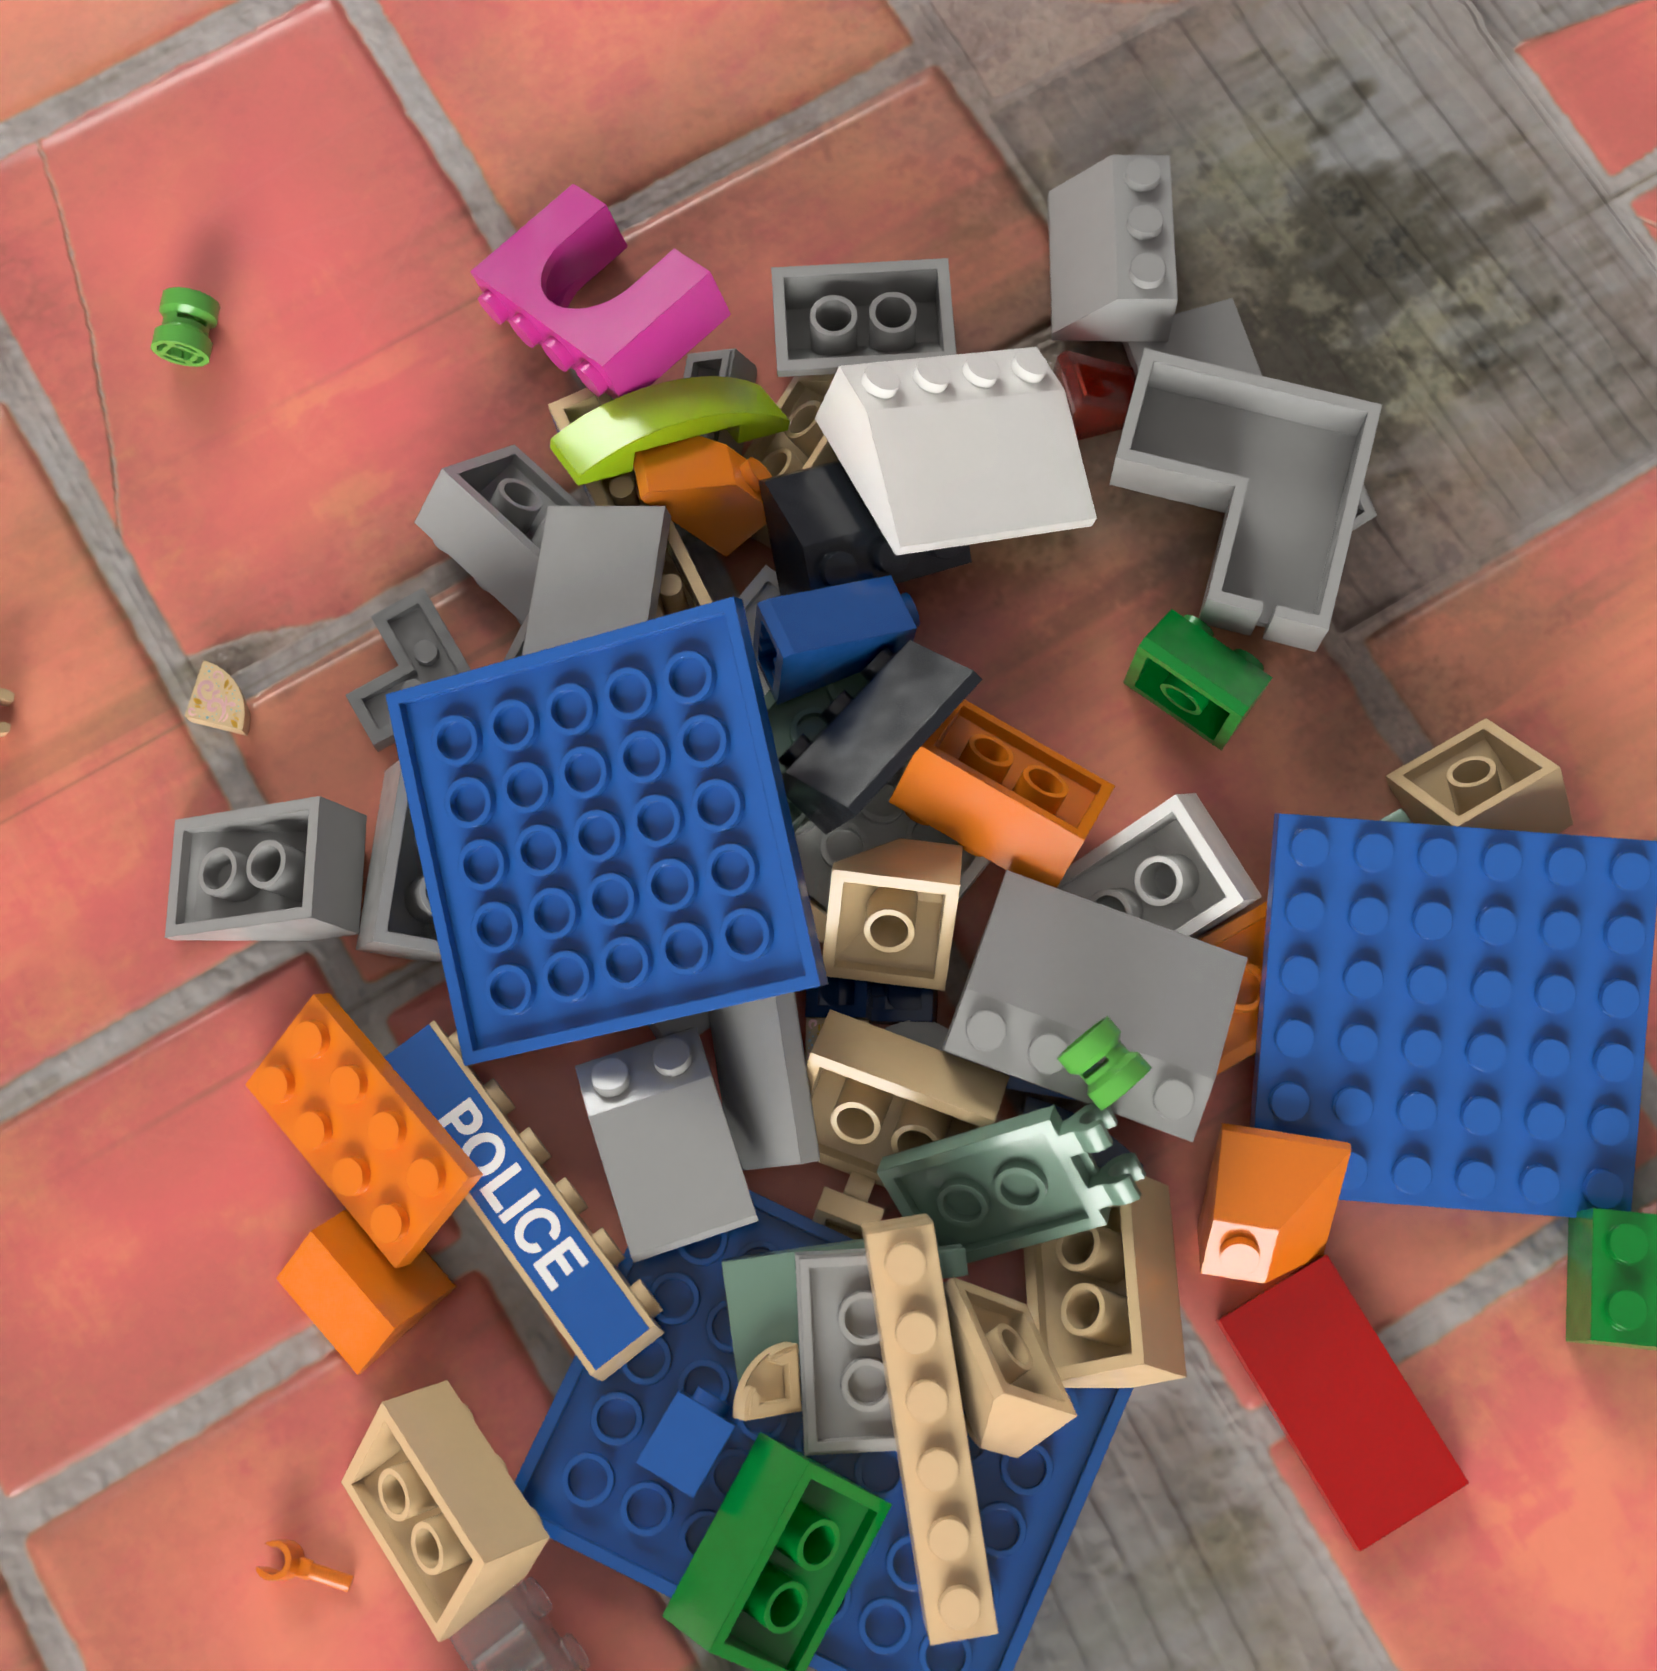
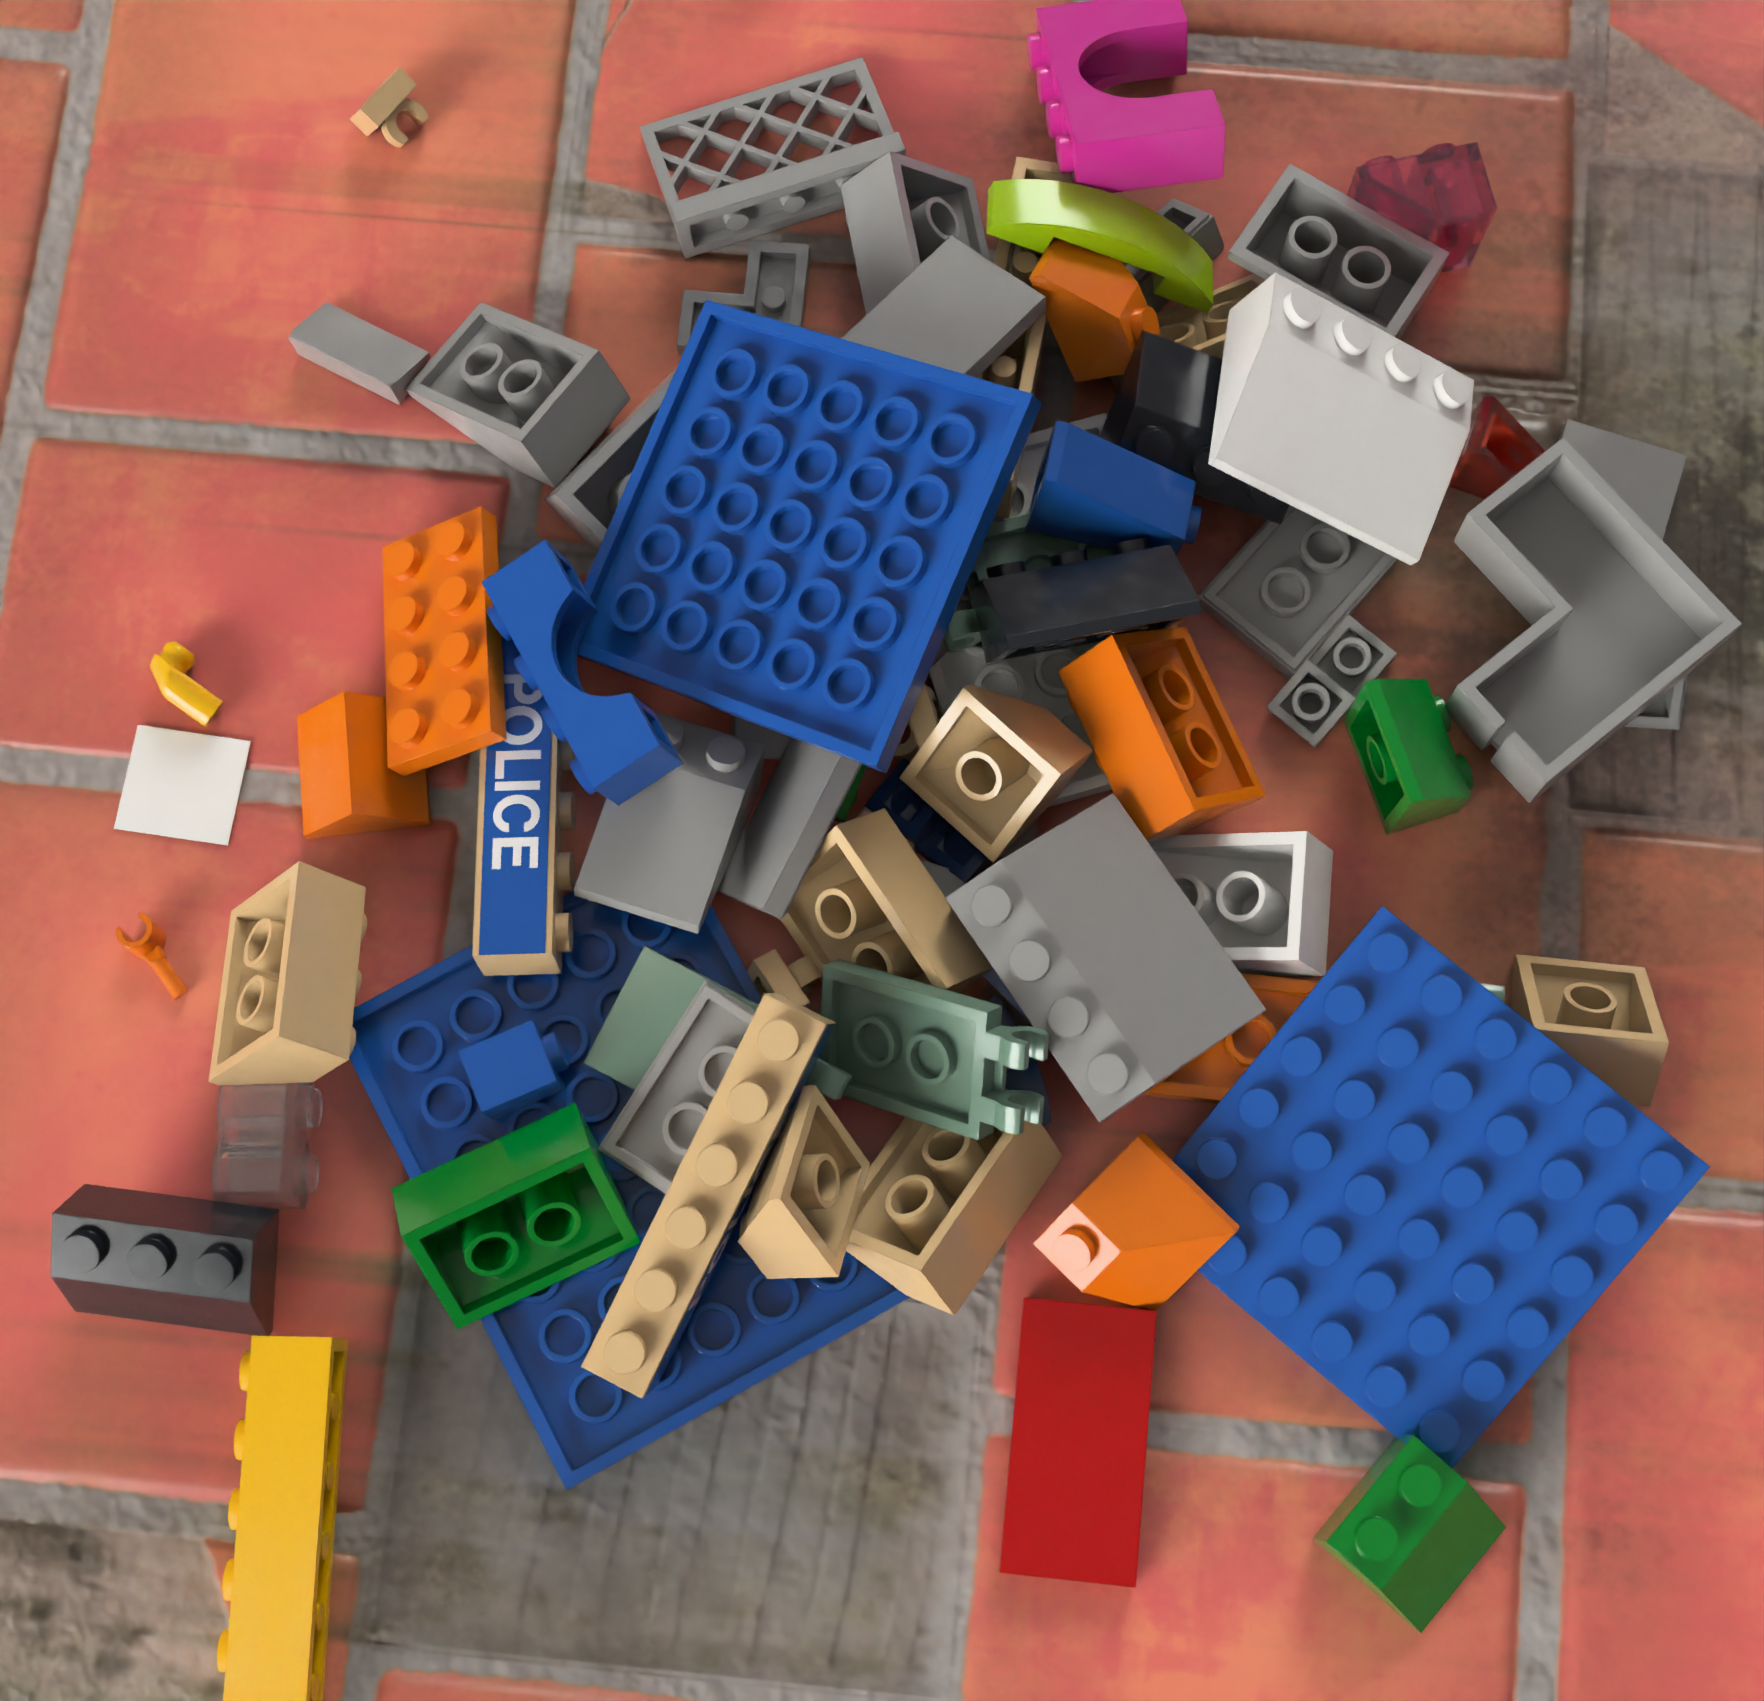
camera: 40 degrees right, 0 degrees up
(101, 932) = (359, 351): none -> light grey slope
(157, 1328) = (178, 688): none -> yellow arm
(218, 701) = (582, 229): tan tile -> none
(218, 1406) = (182, 785): none -> white sticker
(365, 566) = (788, 189): none -> light grey fence
(439, 1047) = (545, 613): none -> blue arch
(770, 1384) = (610, 1070): tan tile -> none
(904, 219) = (1434, 195): none -> clear pink slope
(1012, 606) = (1293, 587): none -> light grey tile
(1094, 659) = (1331, 681): none -> light grey slope
(1112, 1076) = (1068, 1012): bright green wheel -> none
(1113, 252) = (1605, 345): light grey slope -> none

